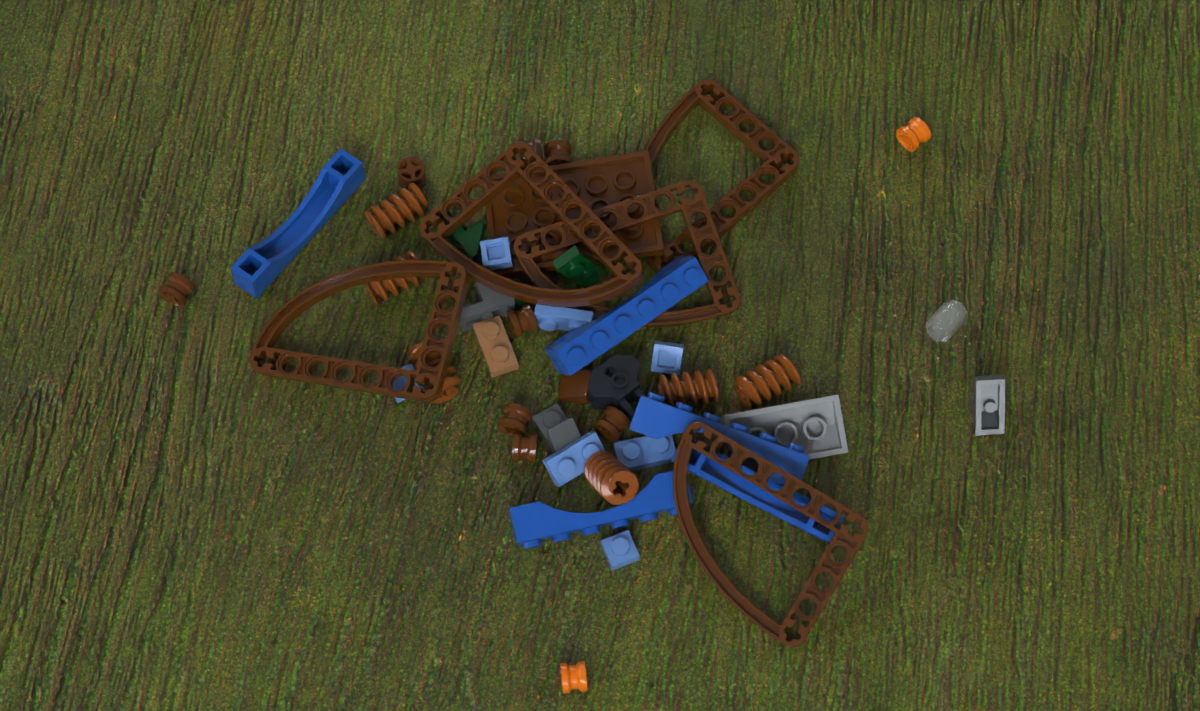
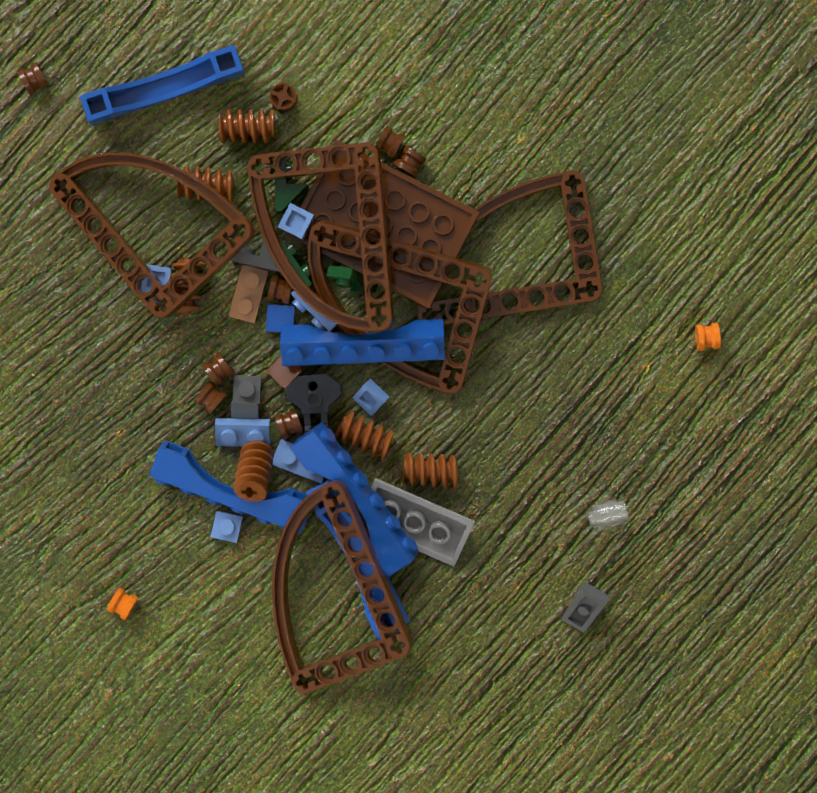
camera: 35 degrees right, 25 degrees up
(534, 347) = (279, 315): none -> blue tile

